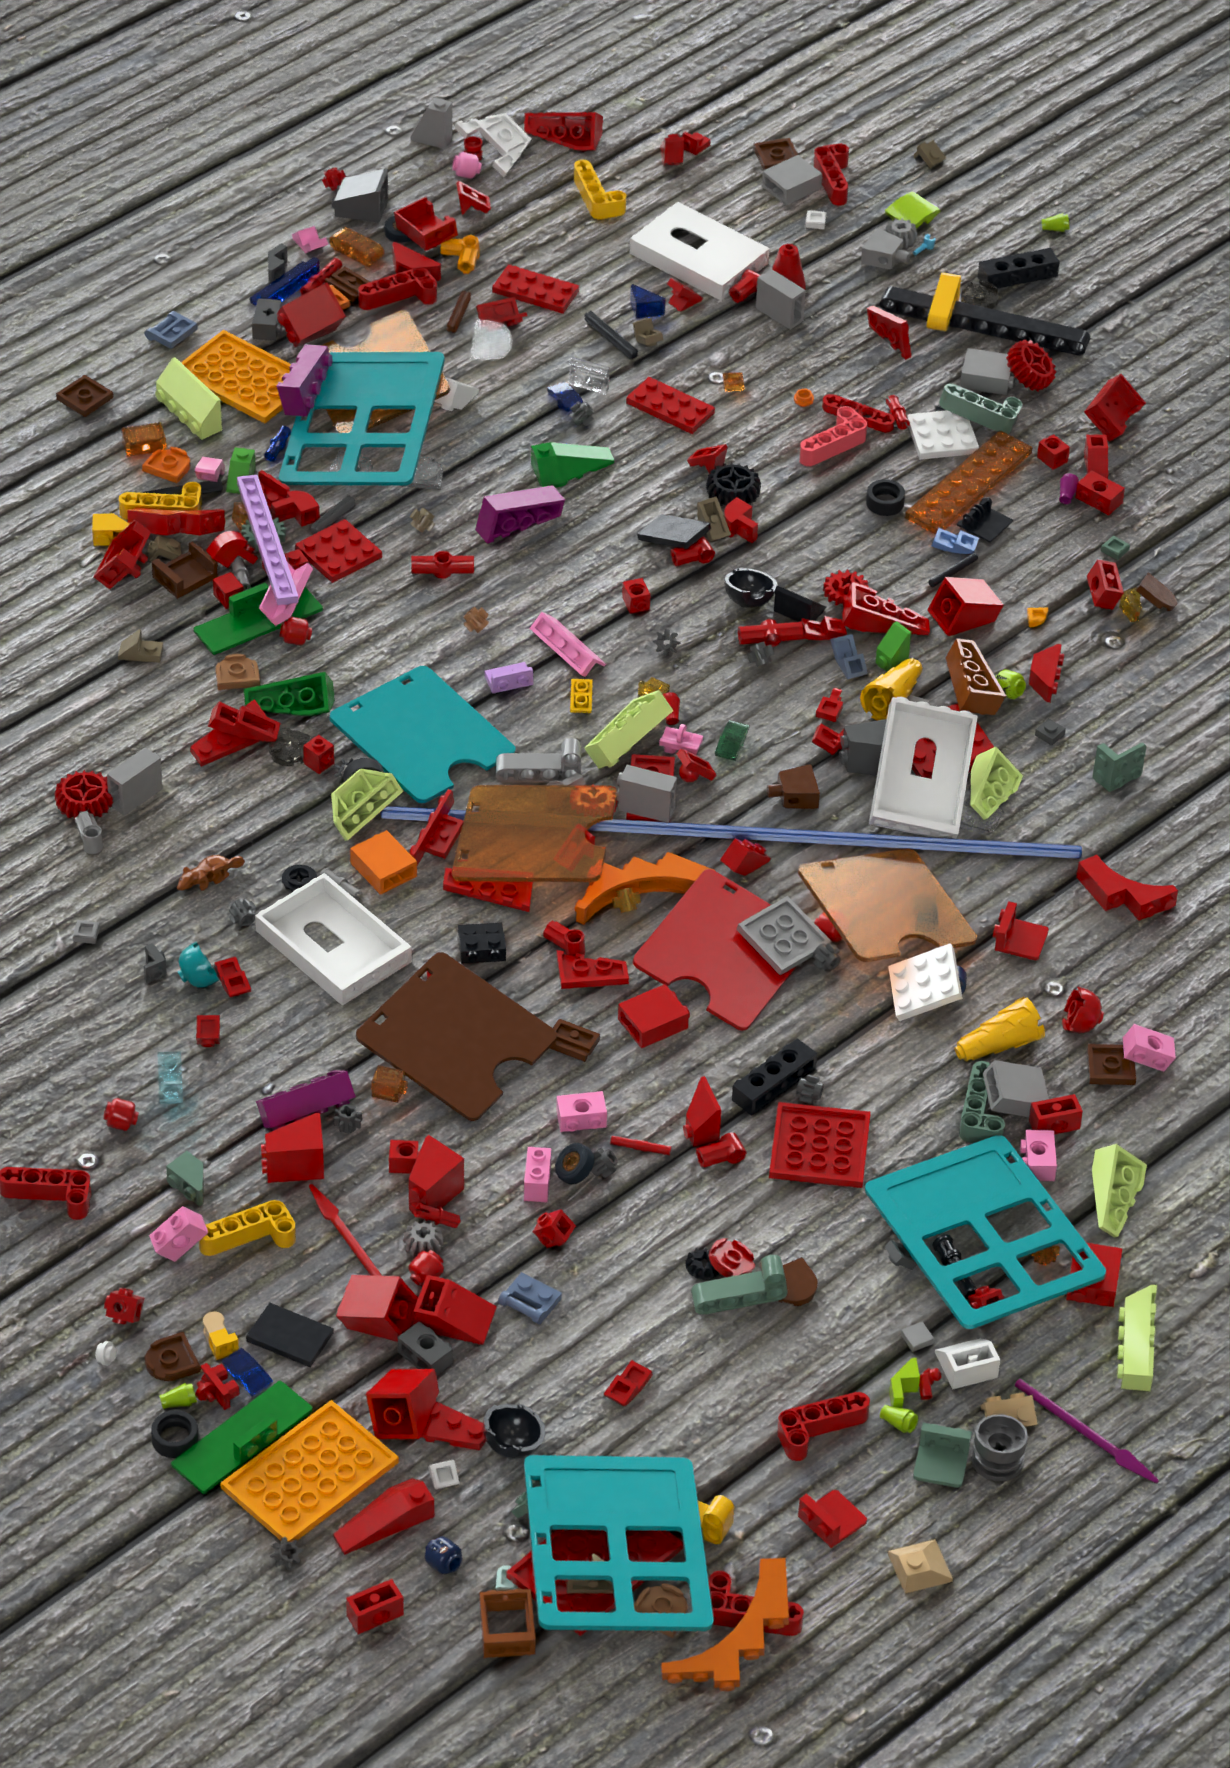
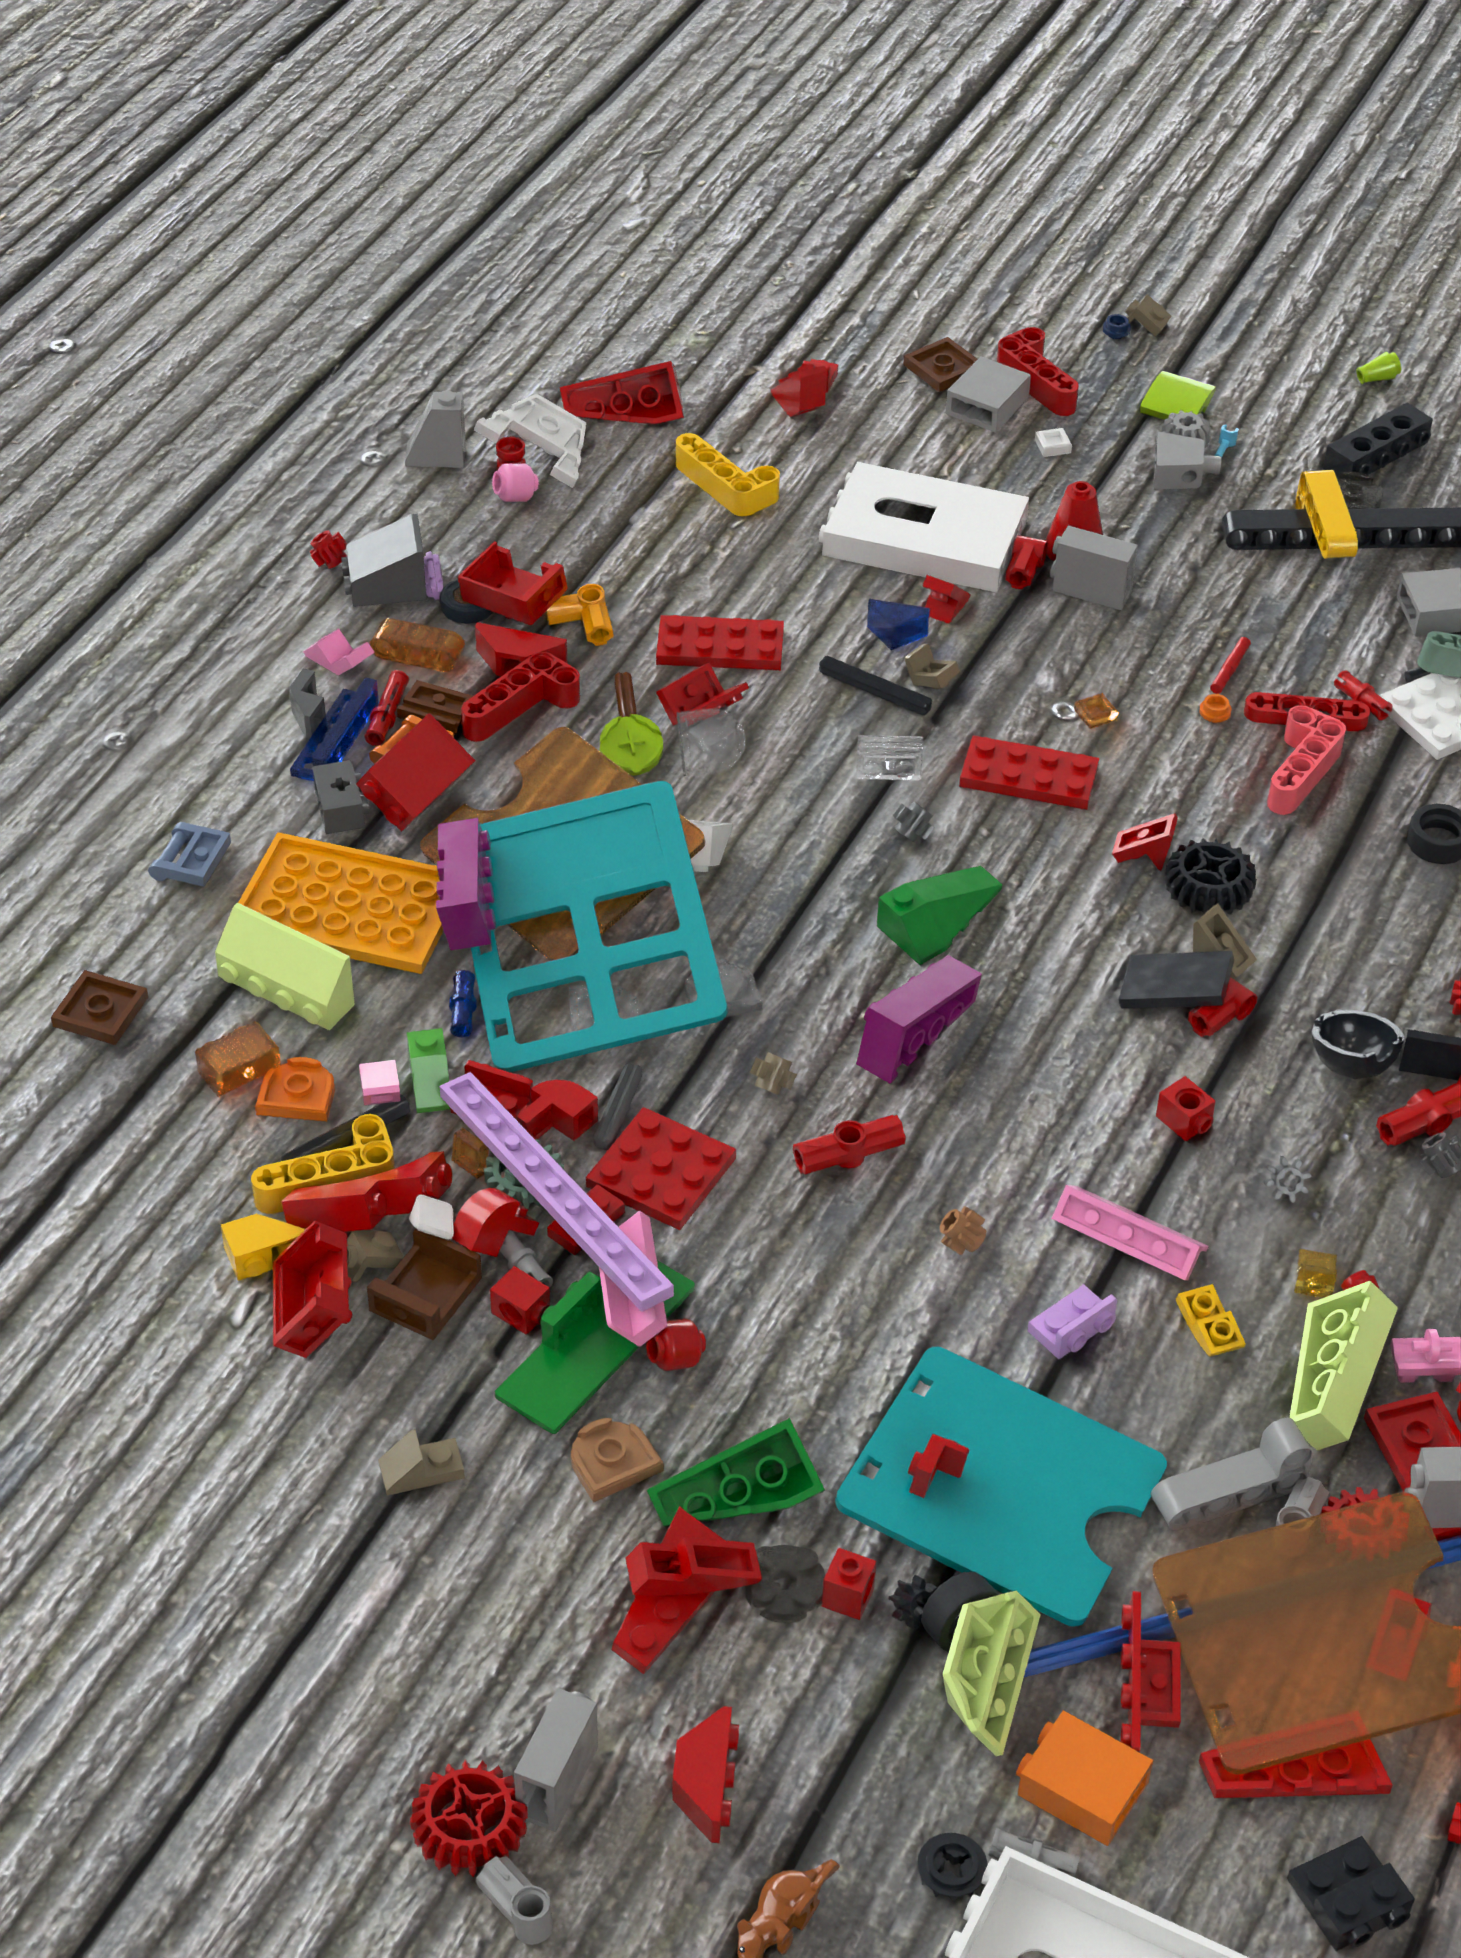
camera: 20 degrees left, 0 degrees up
(201, 537) = (432, 1217): none -> white slope
(205, 807) = (704, 1772): none -> red slope
(385, 709) = (938, 1455): none -> red bracket
(389, 208) = (433, 575): none -> lavender axle
(447, 332) = (632, 743): none -> lime tile
(471, 197) = (548, 529): red slope -> none
(565, 395) = (873, 801): clear blue slope -> none
(739, 520) = (1262, 938): red brick -> none
(831, 376) = (1230, 665): none -> red piece
(892, 328) = (1276, 571): red wing -> none
(905, 156) = (1116, 326): none -> dark blue plate

